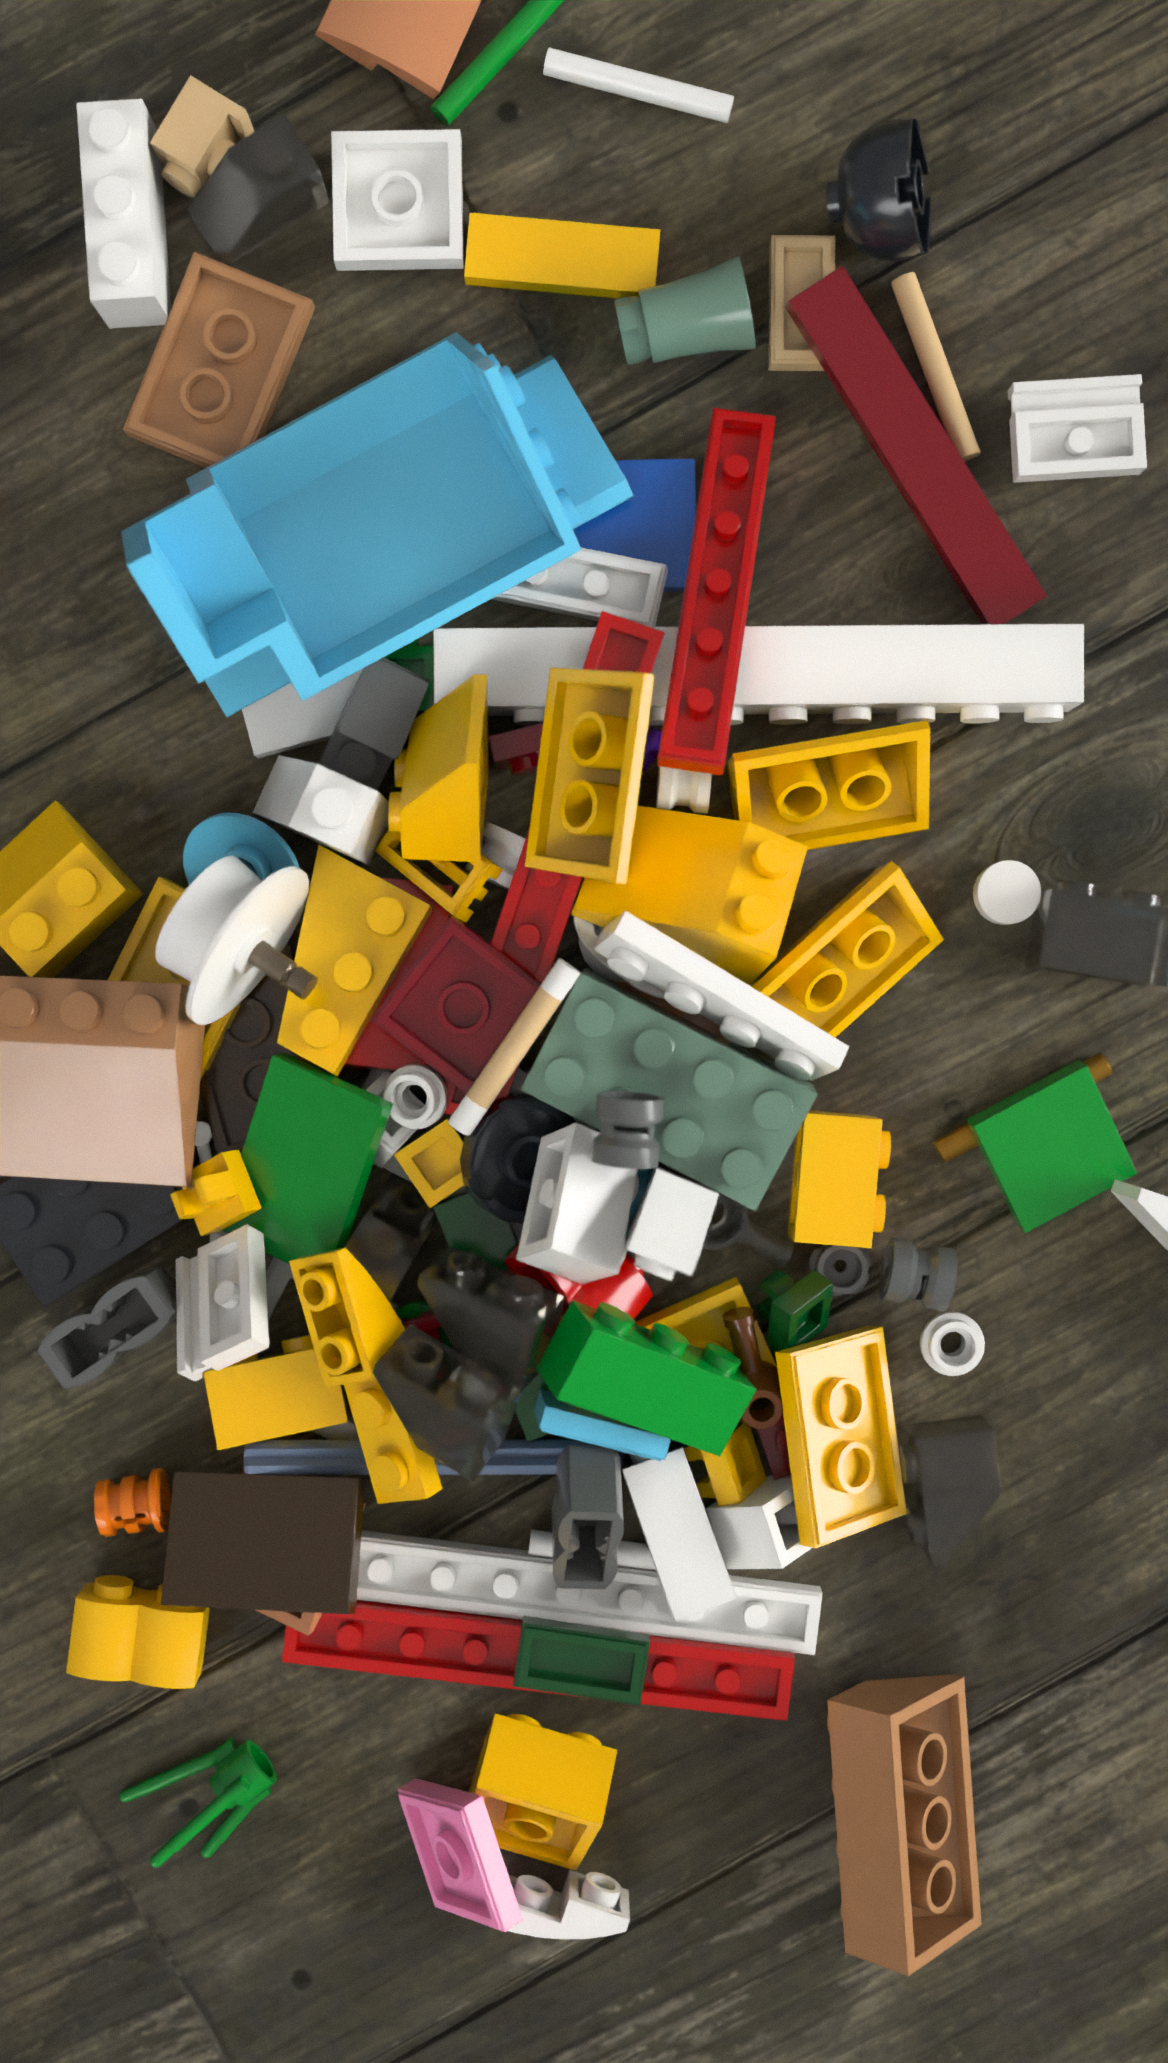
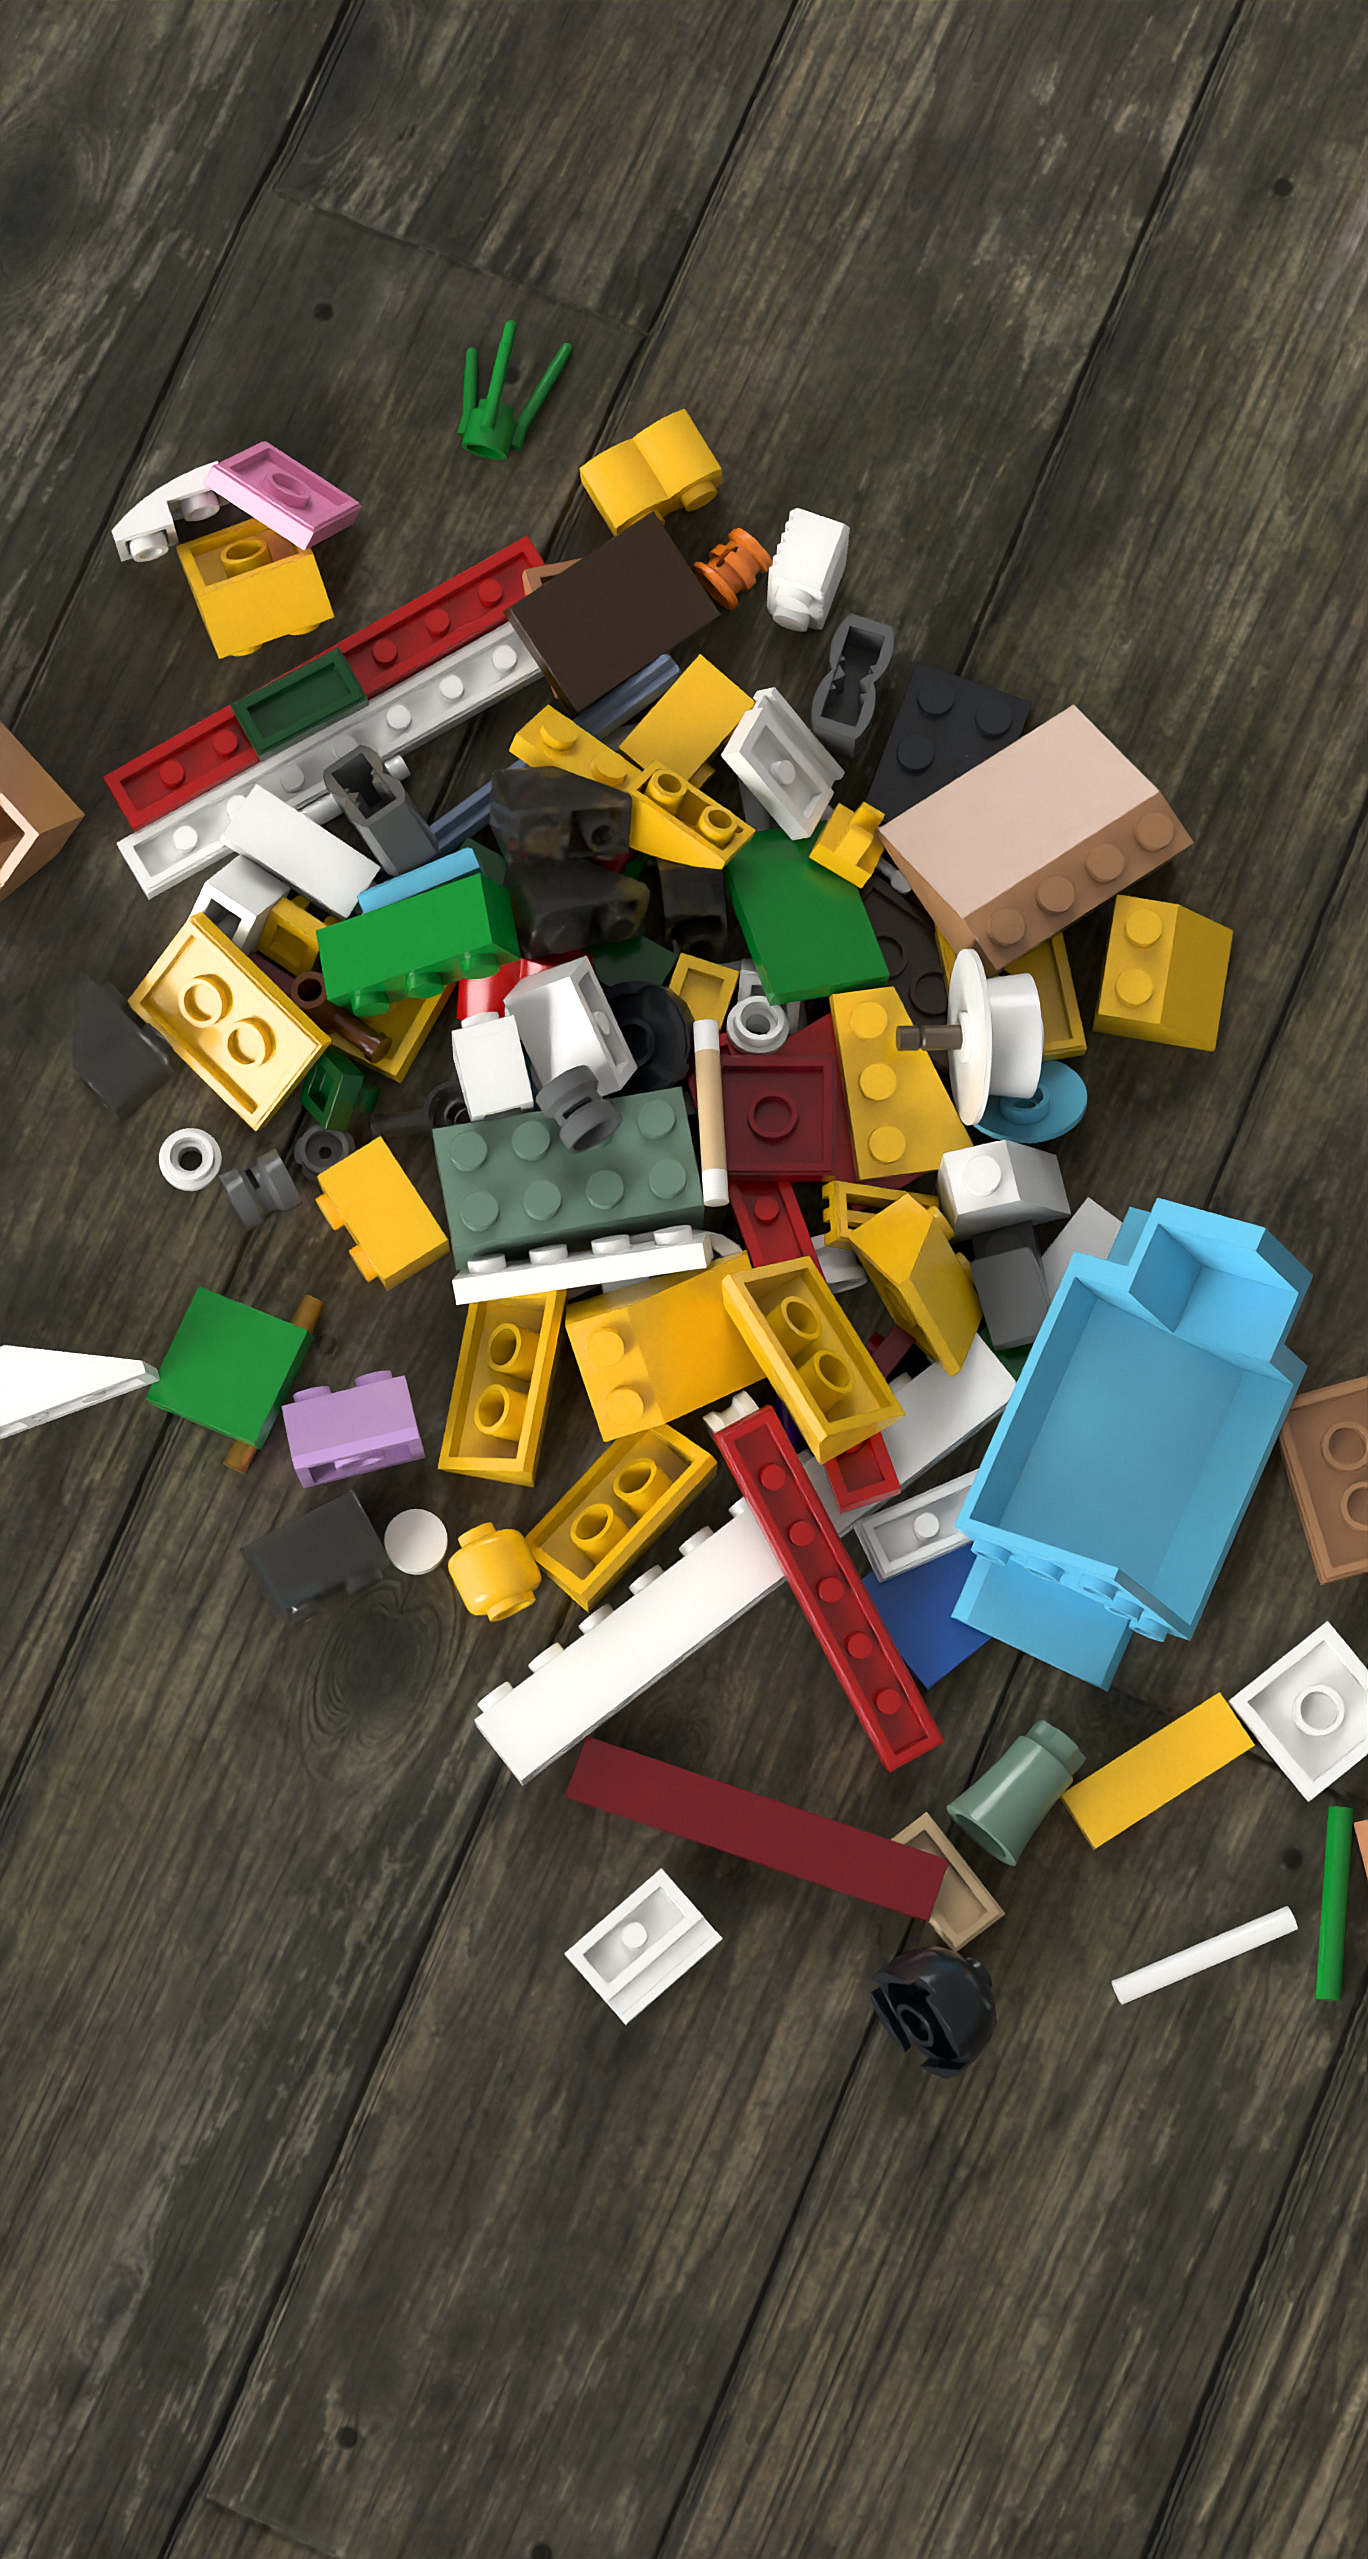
camera: 145 degrees right, 10 degrees down
(71, 1456) = (806, 570): none -> white brick
(935, 365) = (793, 1913): tan bar -> none
(970, 814) = (494, 1572): none -> yellow head
(1000, 1017) = (352, 1429): none -> lavender slope

